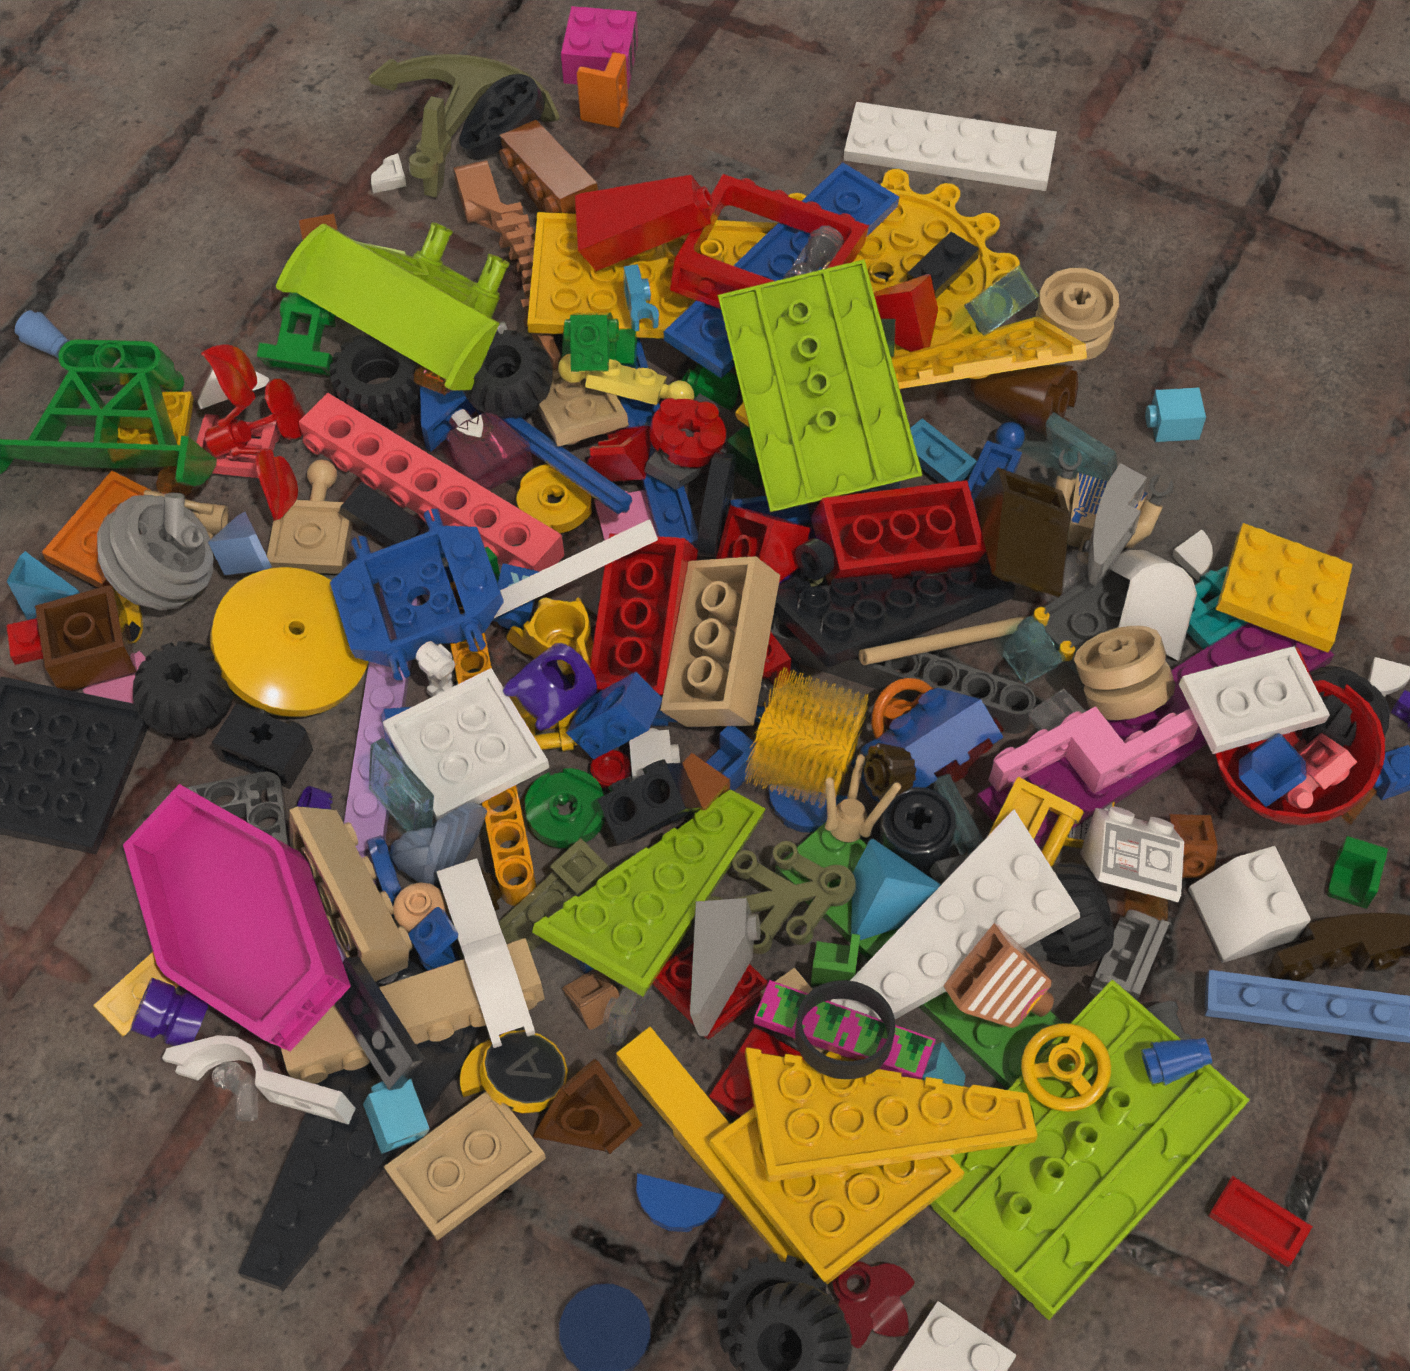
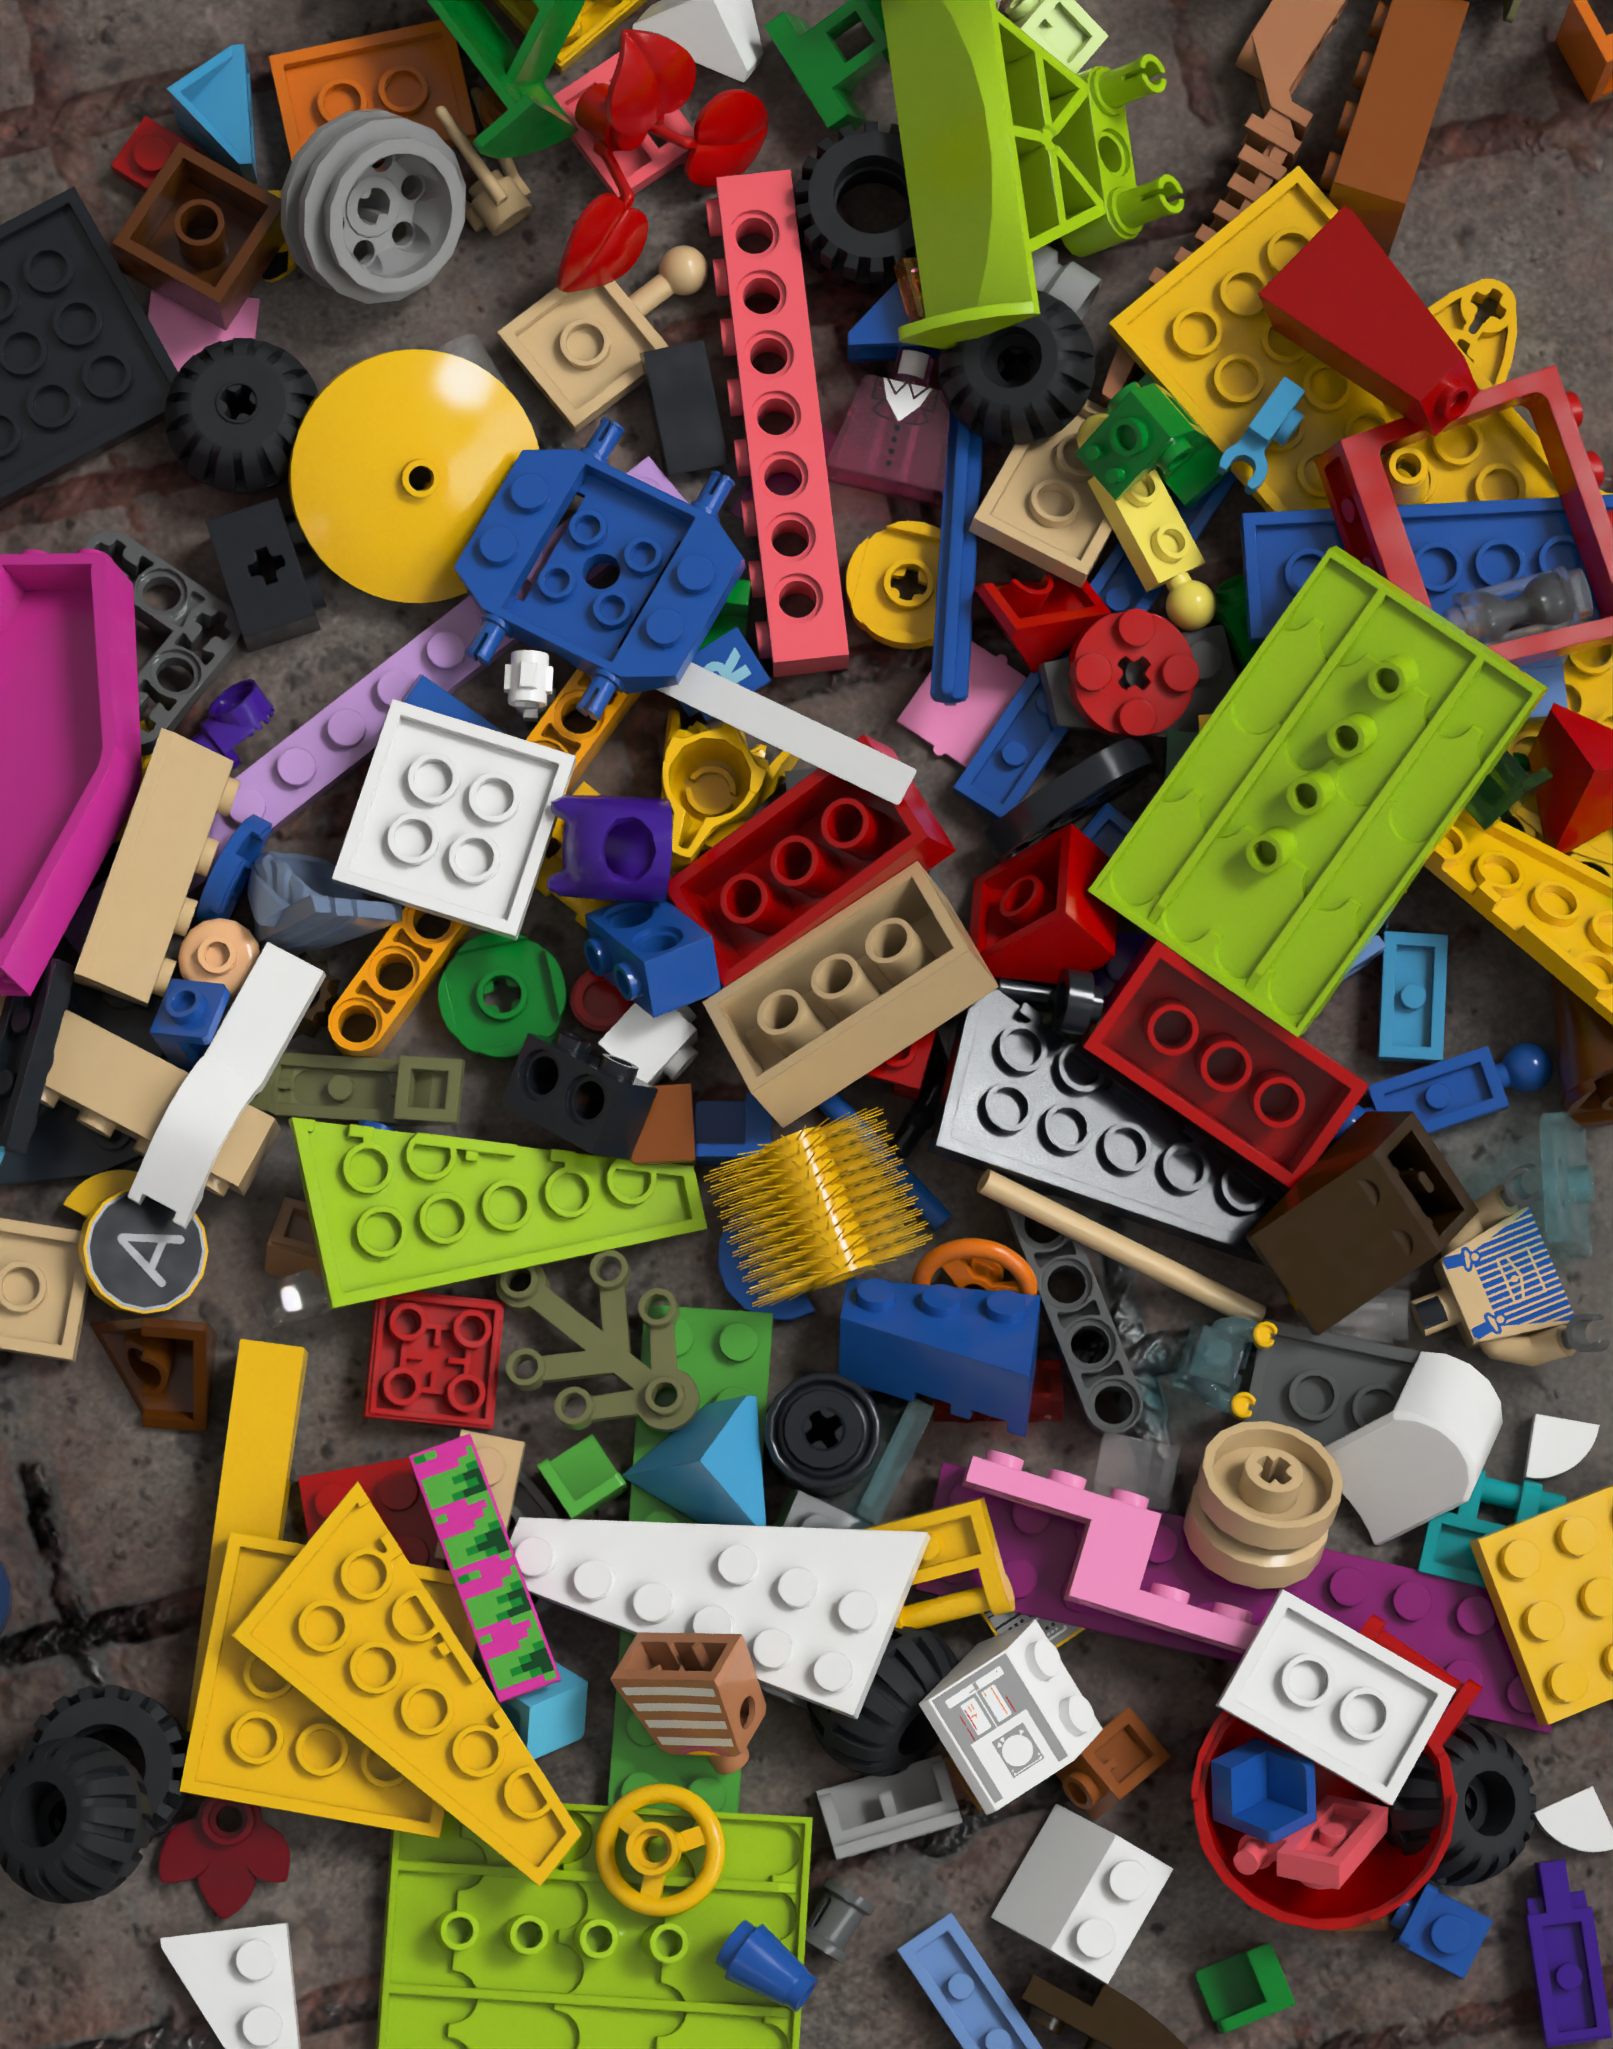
camera: 45 degrees right, 20 degrees up
(178, 524) = (425, 202): light grey arm -> none
(239, 548) = (485, 287): medium blue slope -> none
(399, 788) = (328, 806): clear light blue plate -> none
(676, 1205) = (146, 1548): blue tile -> none
(720, 956) = (452, 1351): light grey slope -> none
(845, 990) = (503, 1512): black tyre -> none
(849, 818) = (772, 1340): tan plant -> none
(888, 766) = (845, 1346): dark brown piece -> none
(1114, 520) = (1473, 1316): light grey slope -> none

